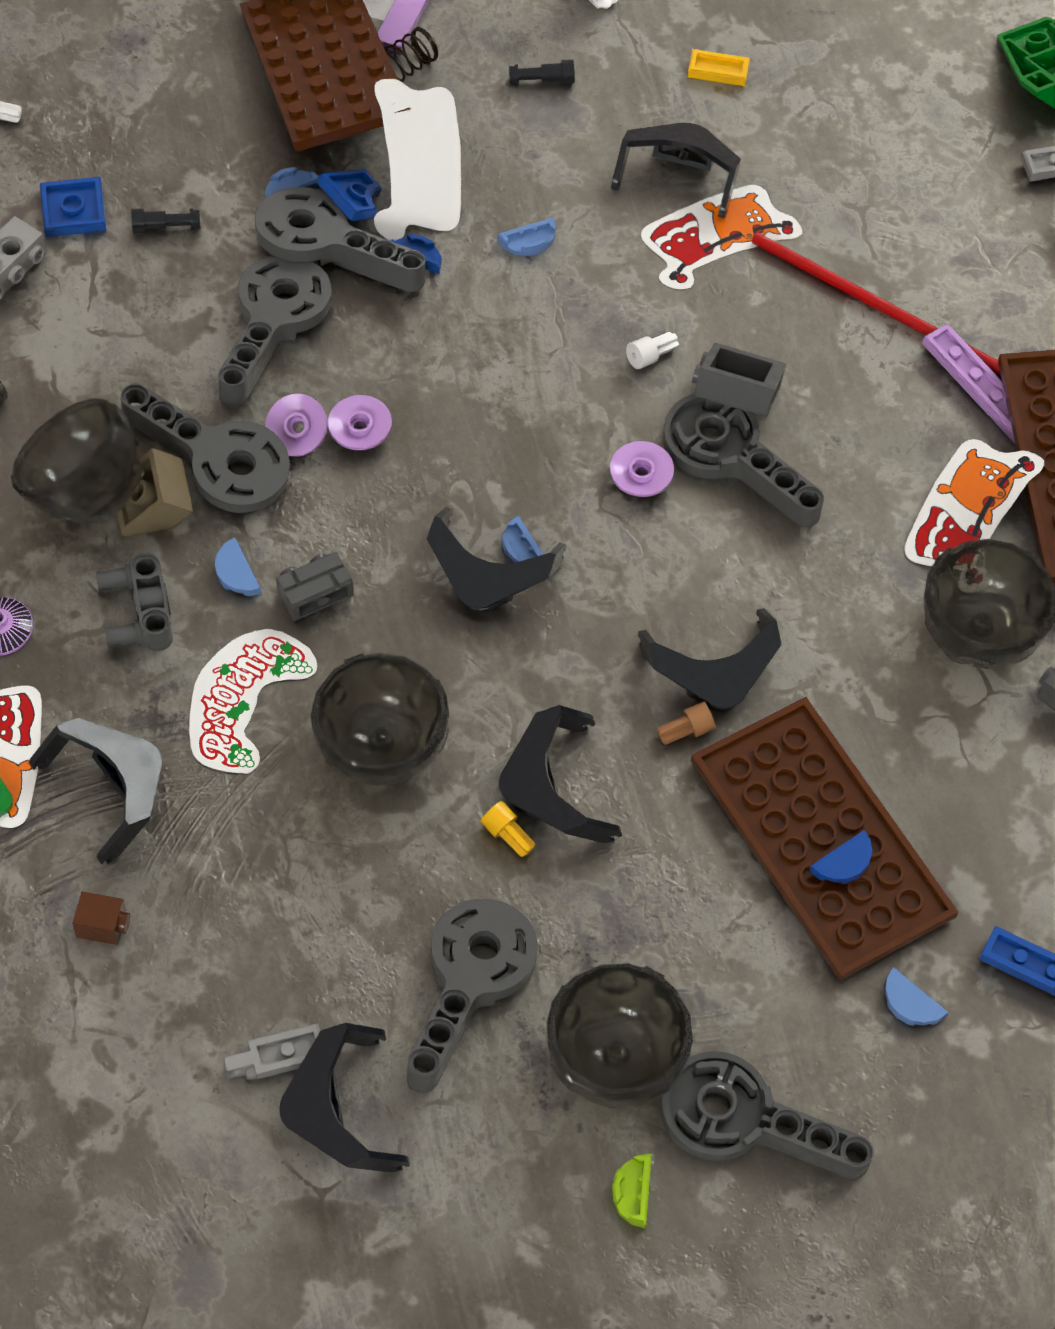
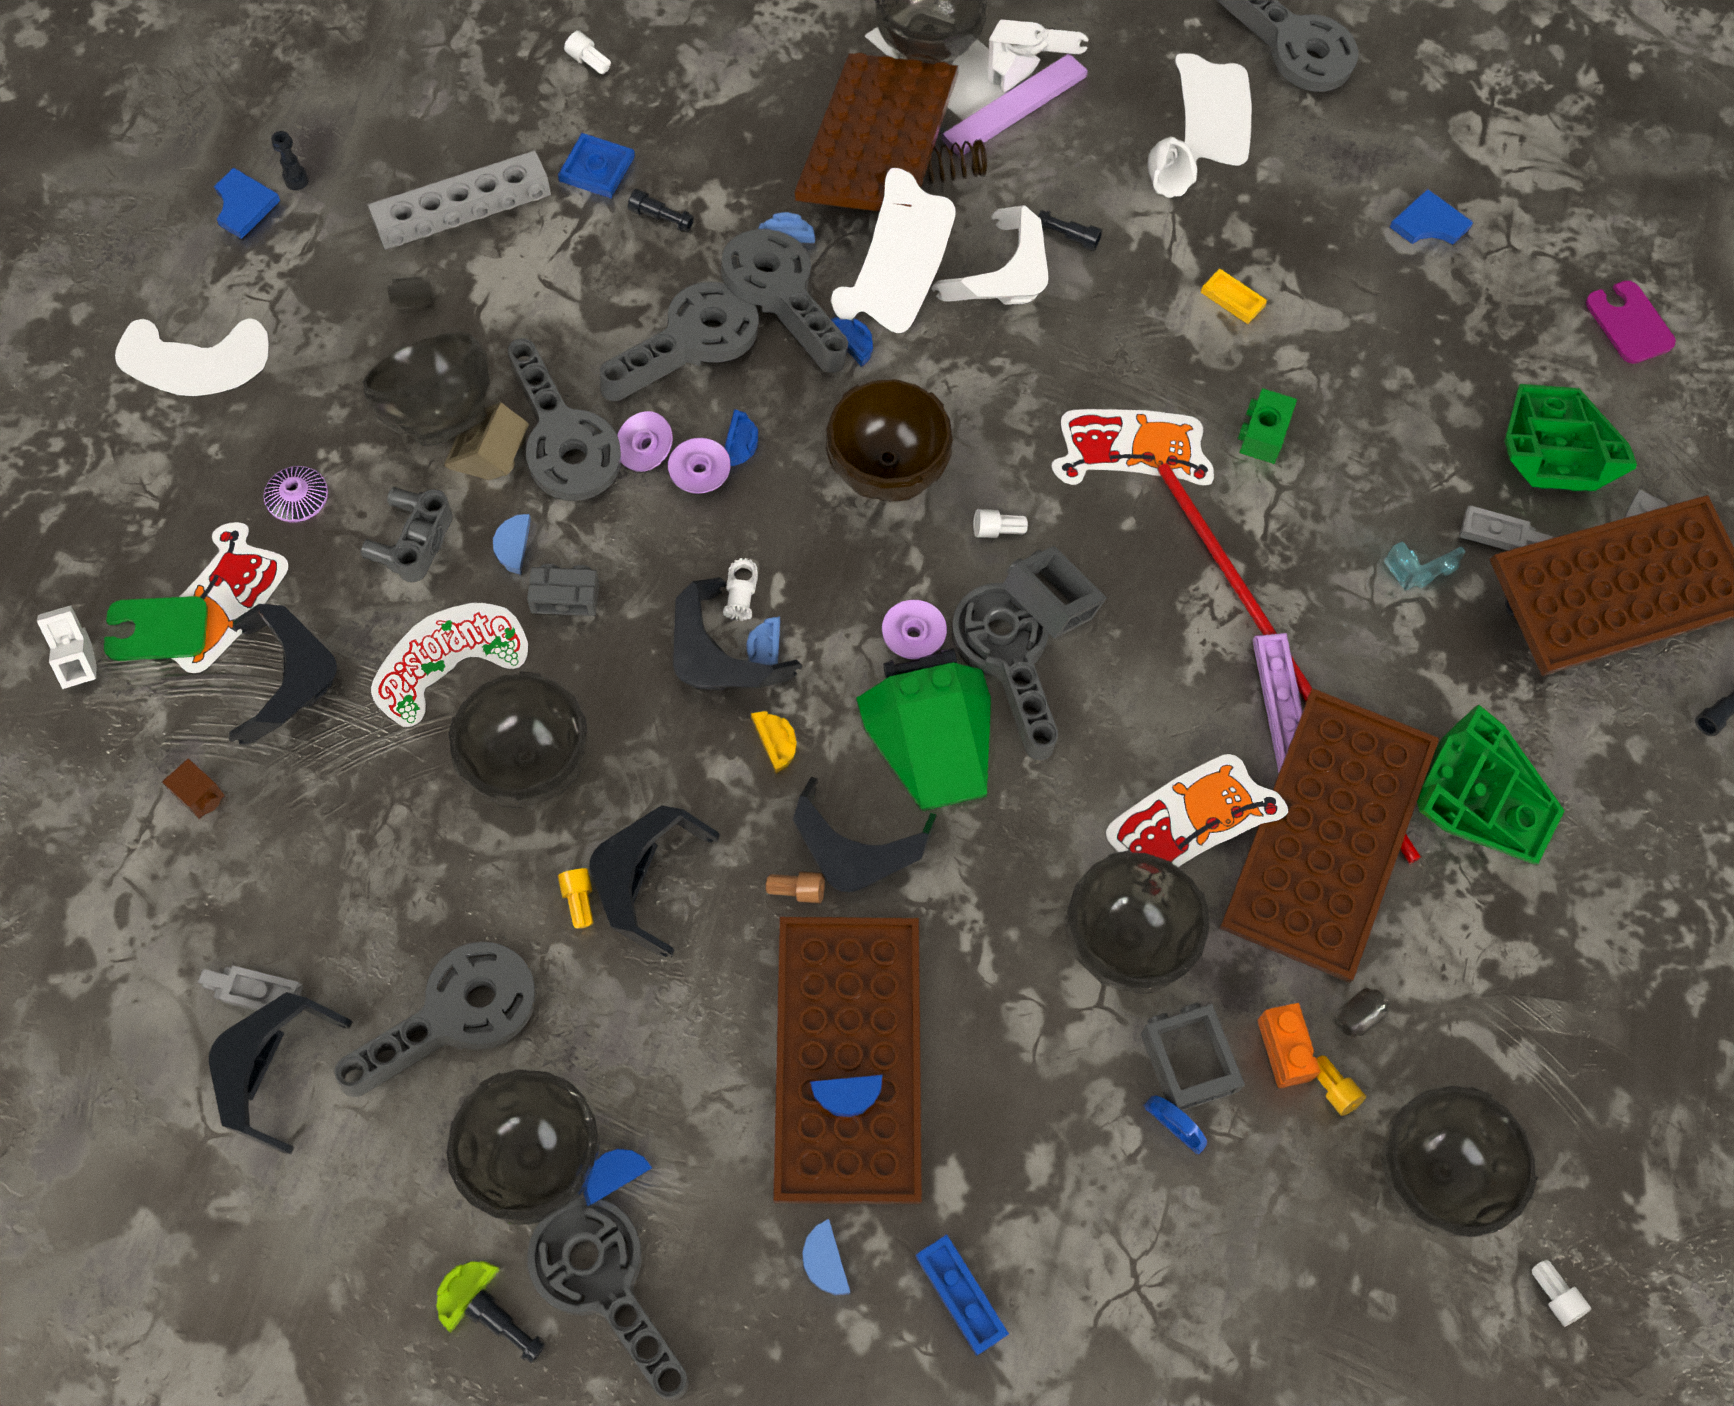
camera: 30 degrees right, 5 degrees up
(352, 192) = (828, 259): blue tile -> none
(376, 381) = (741, 438): none -> blue tile
(470, 510) = (740, 591): none -> white connector
(526, 304) = (893, 424): none -> dark brown rock
(529, 239) = (960, 373): medium blue tile -> none
(530, 126) = (1020, 278): none -> white piece
(584, 616) = (777, 738): none -> yellow tile
(682, 1193) = (498, 1321): none -> black piece
(685, 145) = (1147, 349): black piece -> none
(685, 483) = (946, 656): none -> black piece
(703, 1019) = (612, 1172): none -> blue tile
(711, 546) = (933, 731): none -> green wedge
(820, 162) = (1261, 440): none -> green brick
(1011, 227) = (1410, 573): none -> clear light blue bracket

